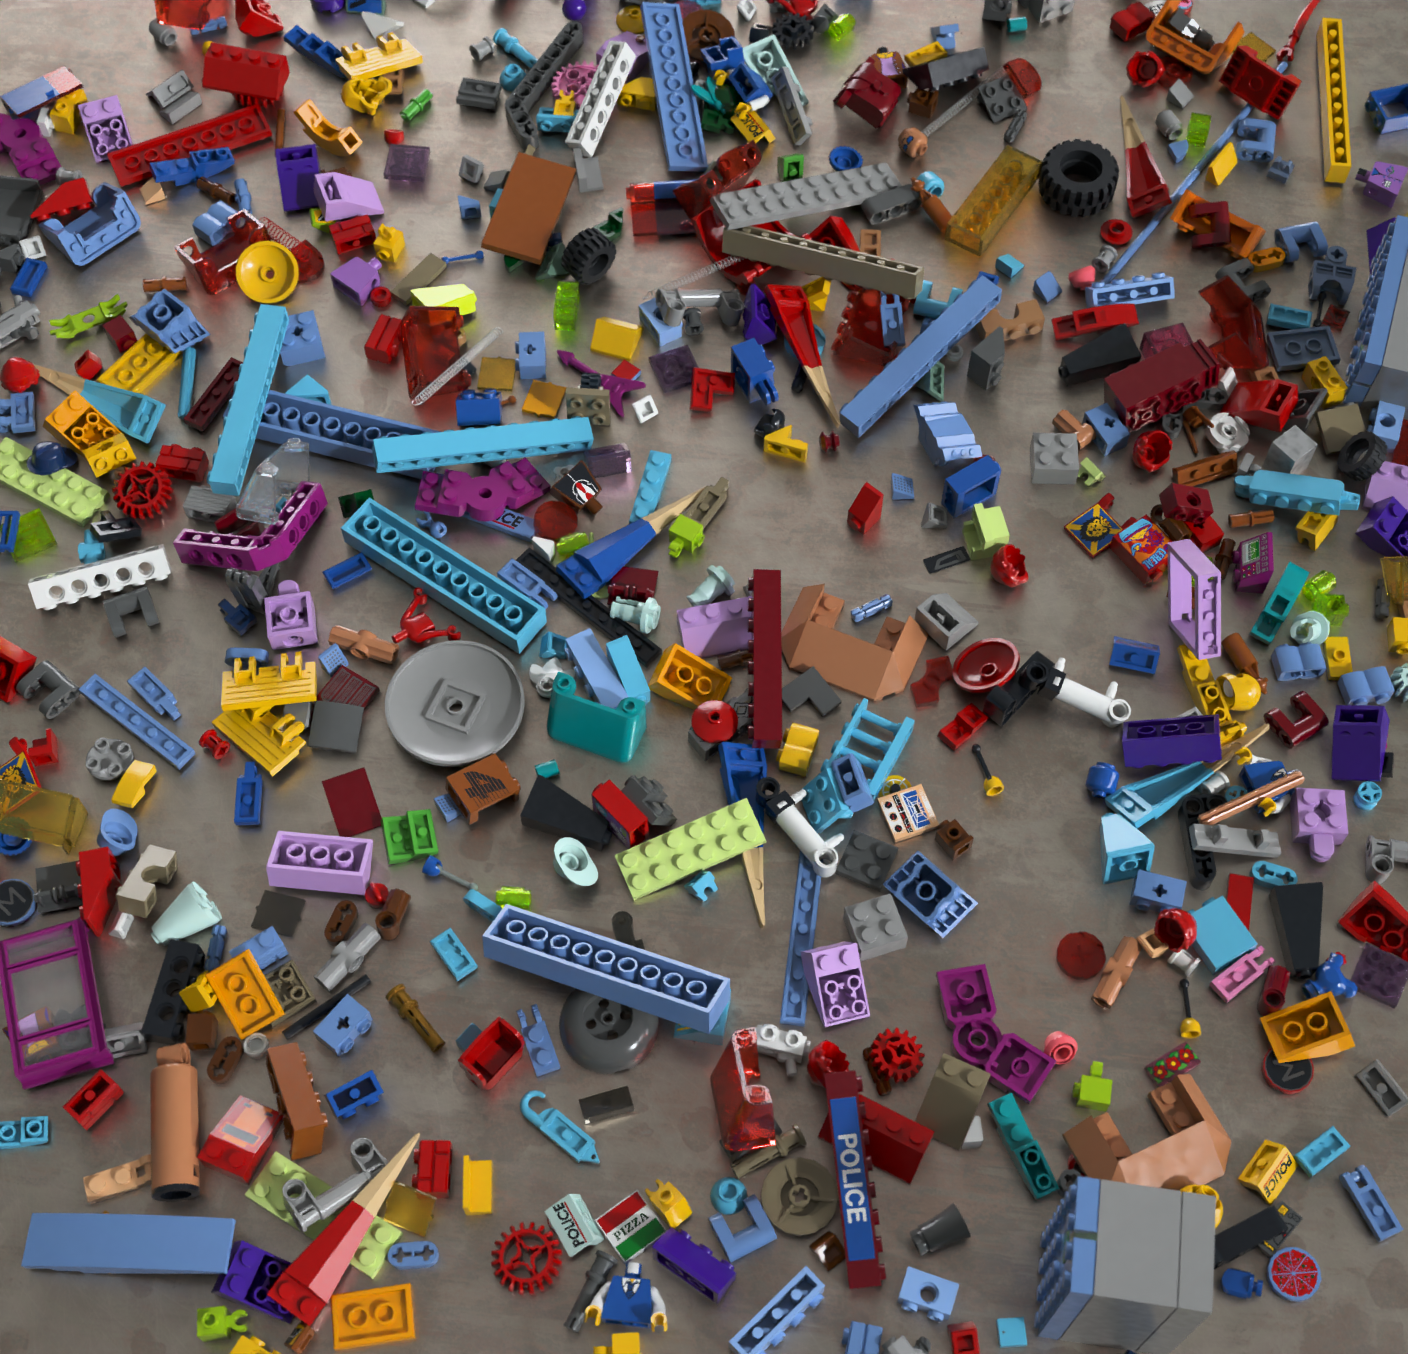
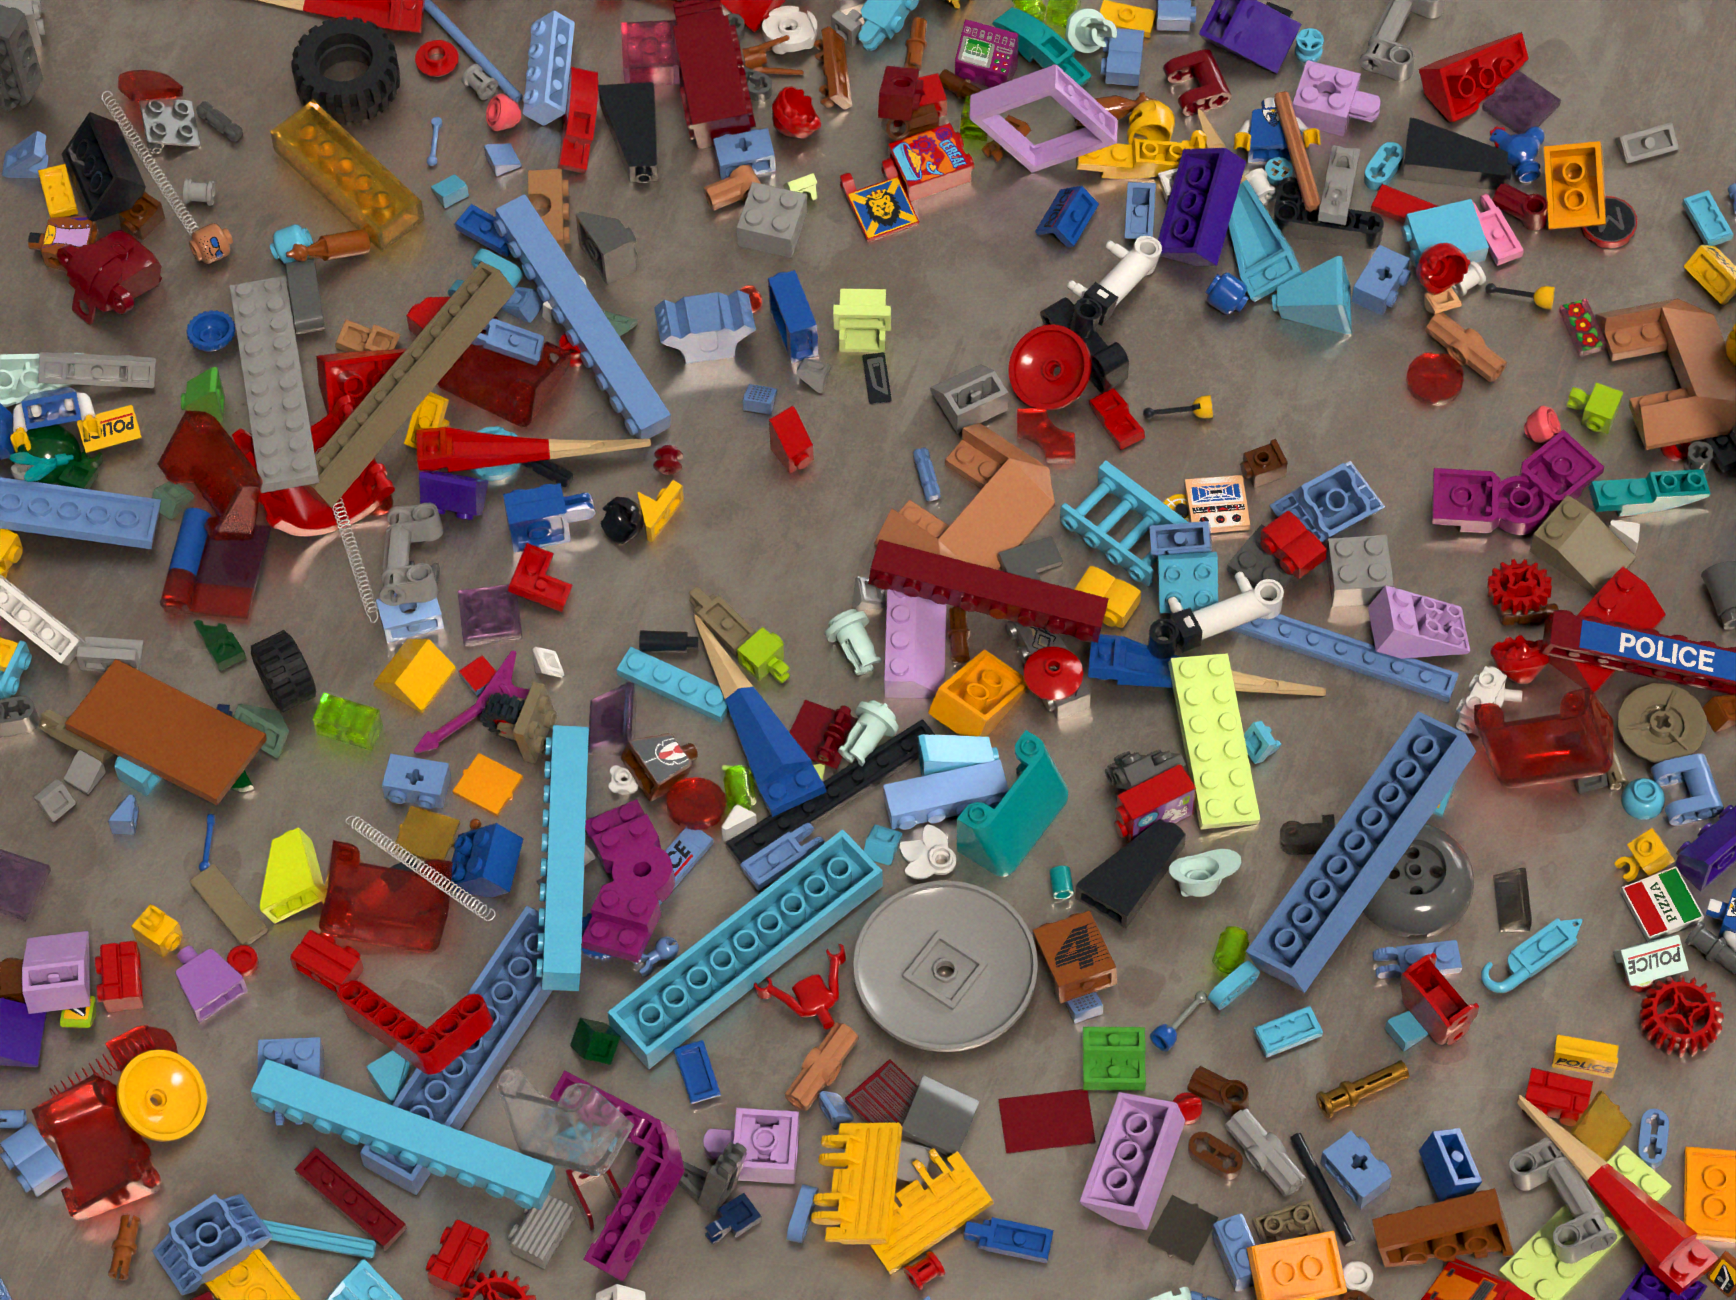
camera: 75 degrees left, 0 degrees up
(319, 392) = (424, 1048): none -> red beam
(681, 474) = (666, 641): none -> black cylinder
(877, 869) = (1292, 545): none -> red brick
(952, 125) = (199, 192): none -> light grey bush
(1009, 566) = (916, 310): red hair -> none
(1016, 24) = (46, 66): teal hinge -> none
(1063, 246) = (436, 124): none -> medium blue hinge
(1155, 699) = (1140, 209): none -> medium blue slope

